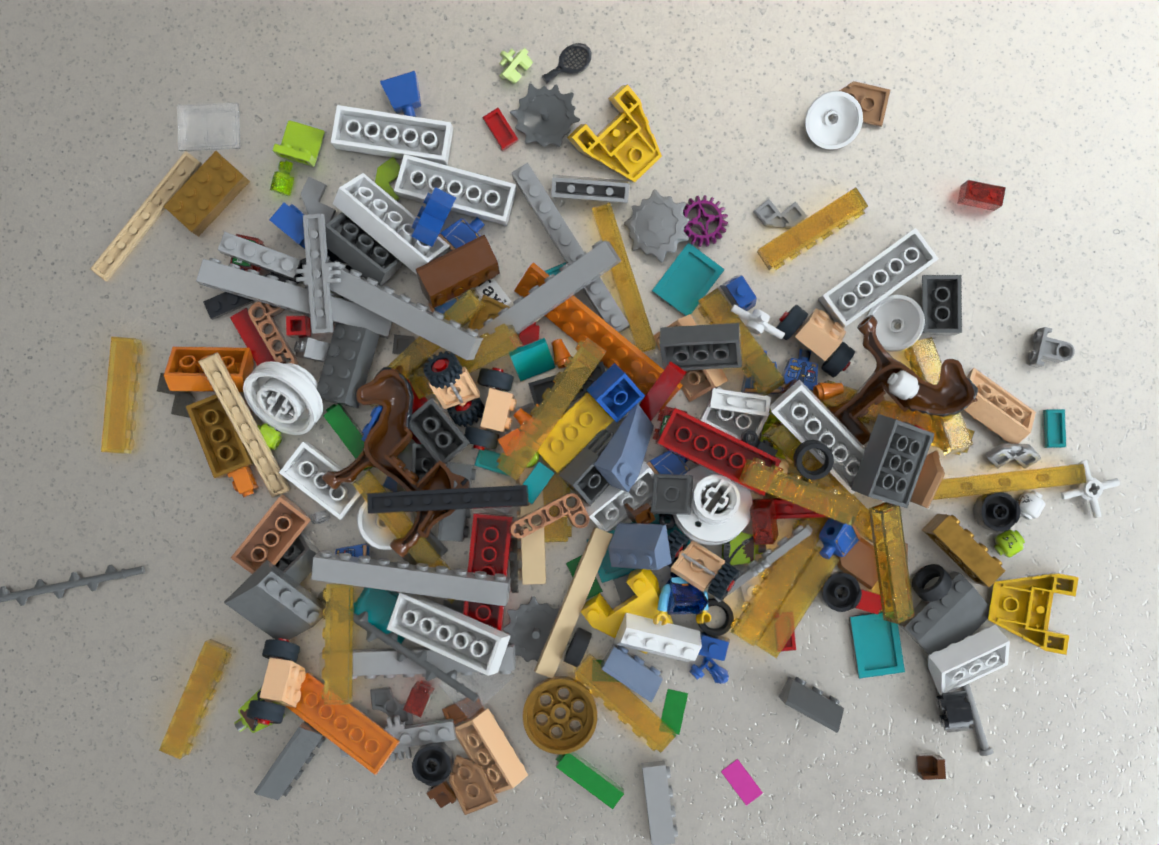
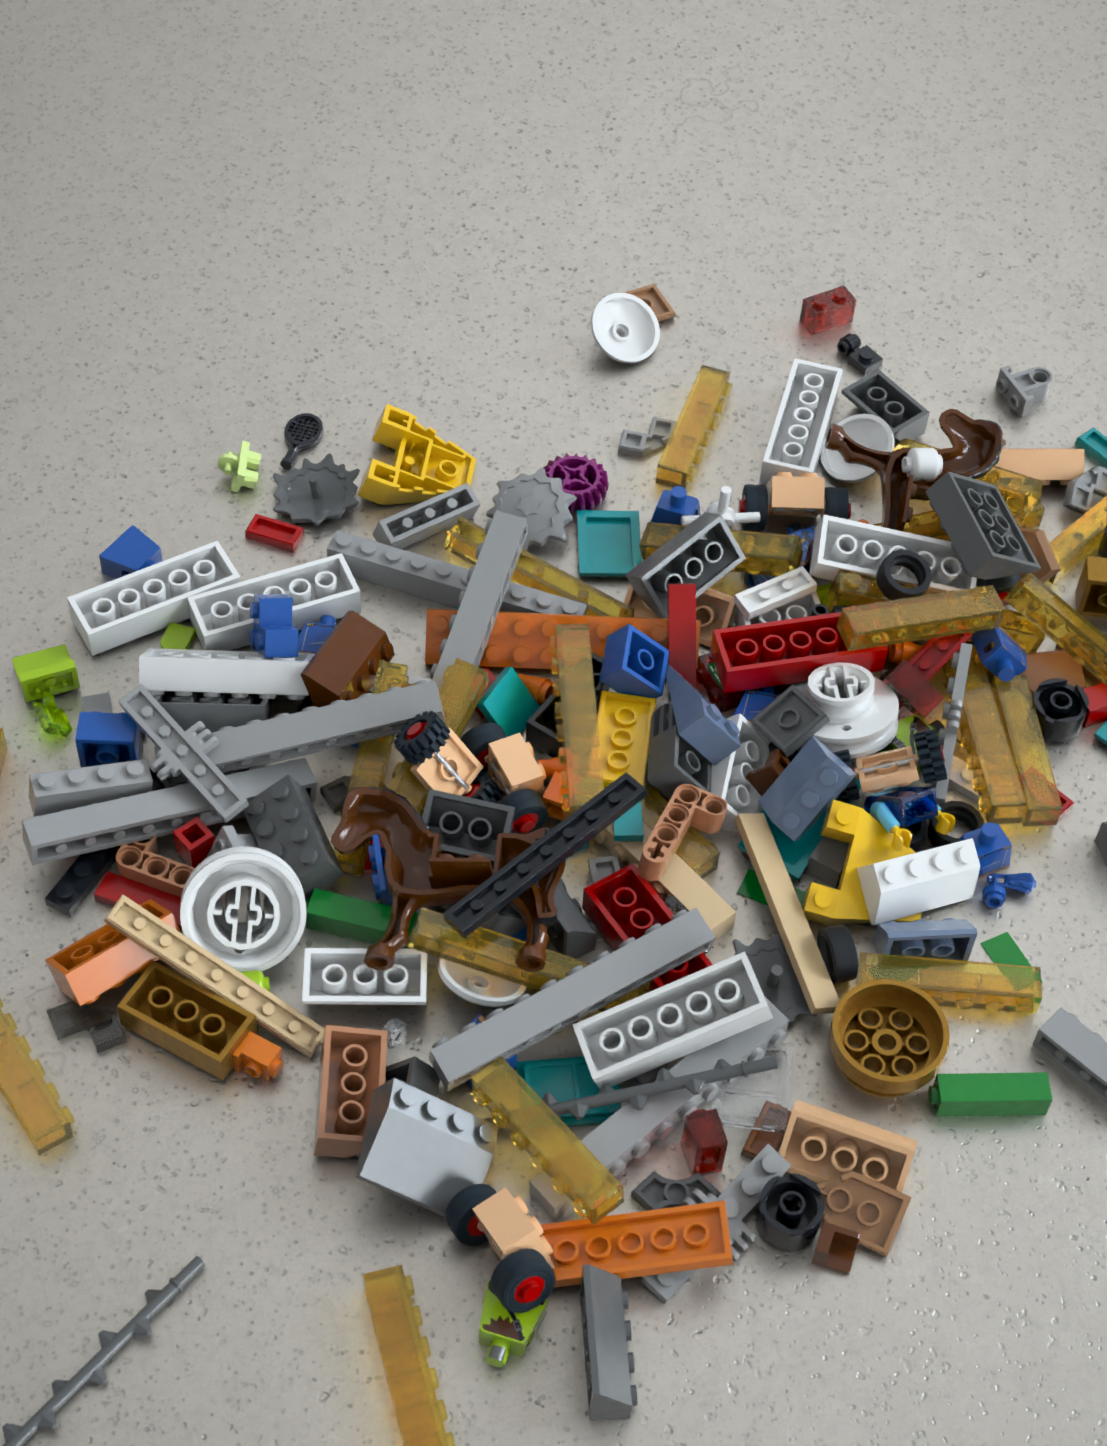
camera: 40 degrees left, 35 degrees down
(971, 249) = (862, 359): none -> black plate

